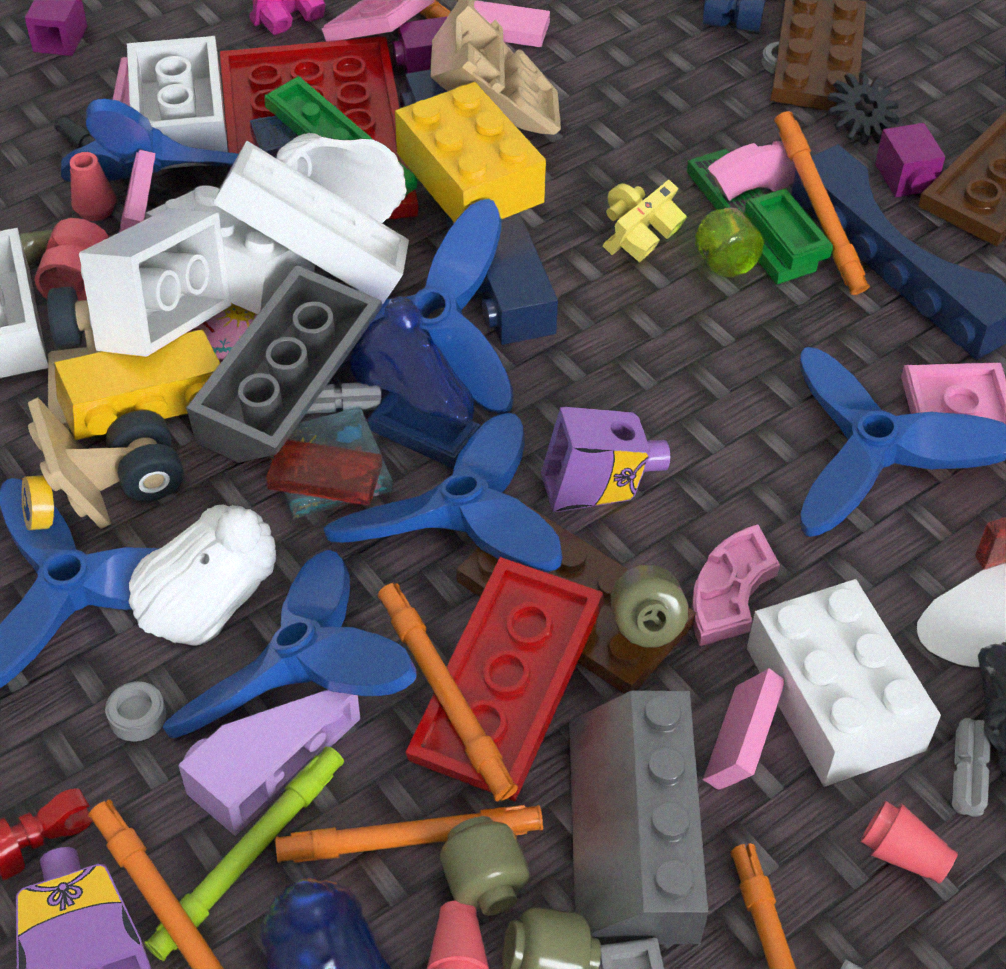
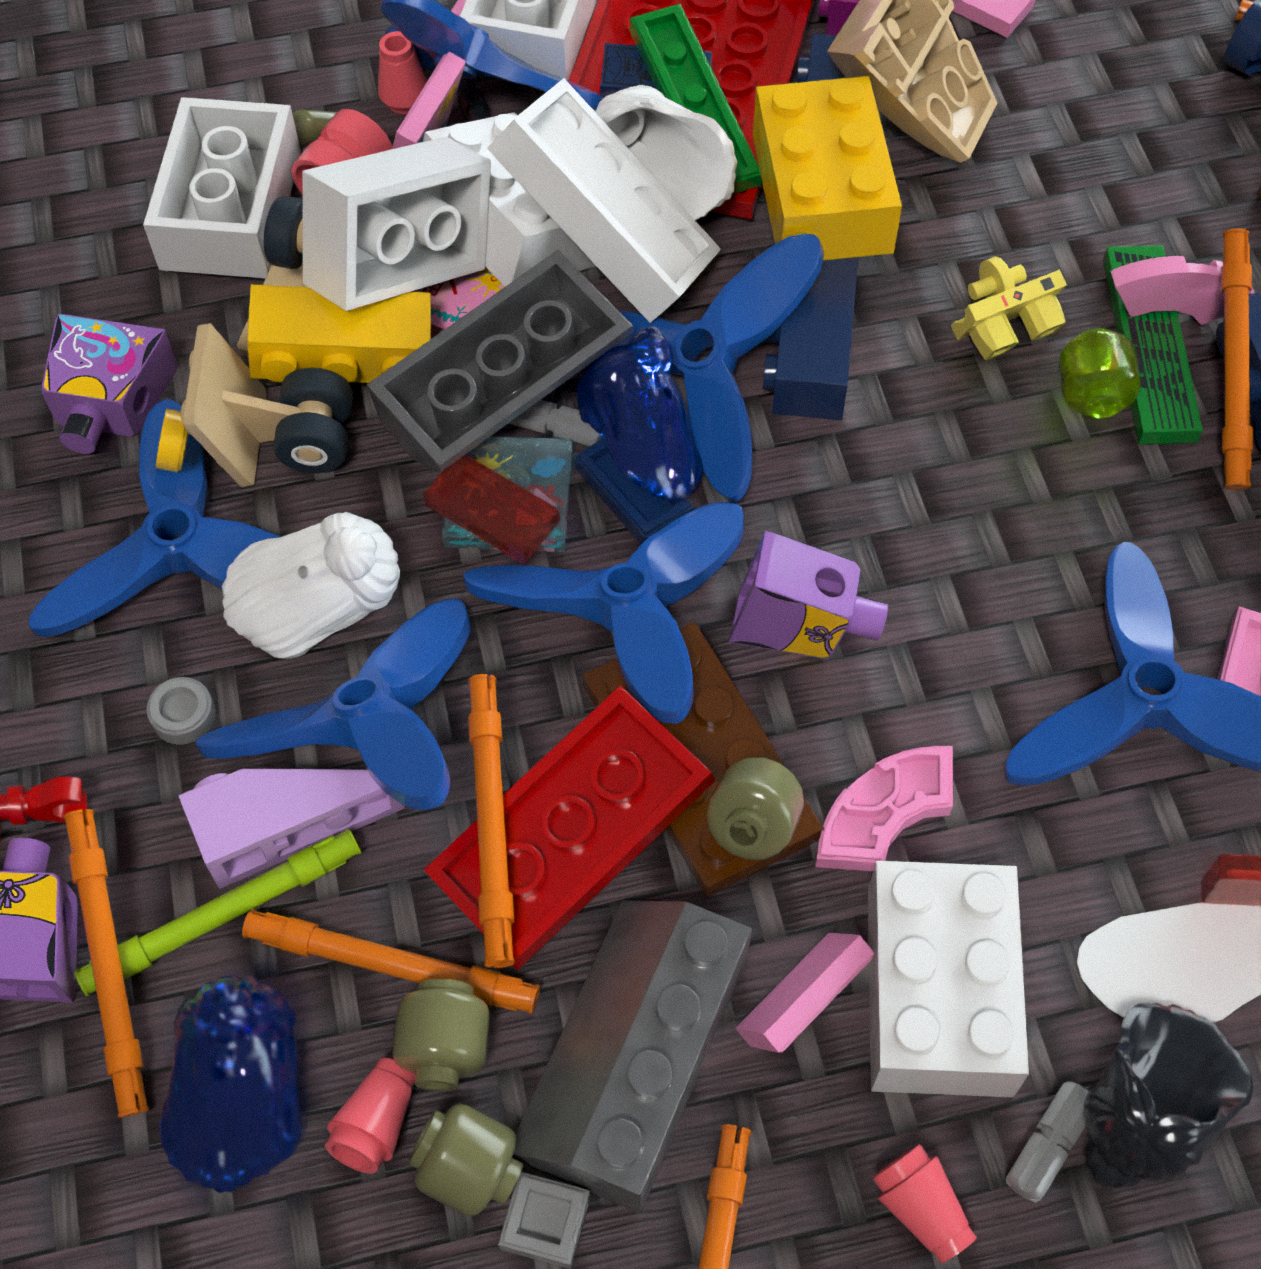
camera: 25 degrees right, 10 degrees up
(788, 229) = (1183, 379): green tile -> none

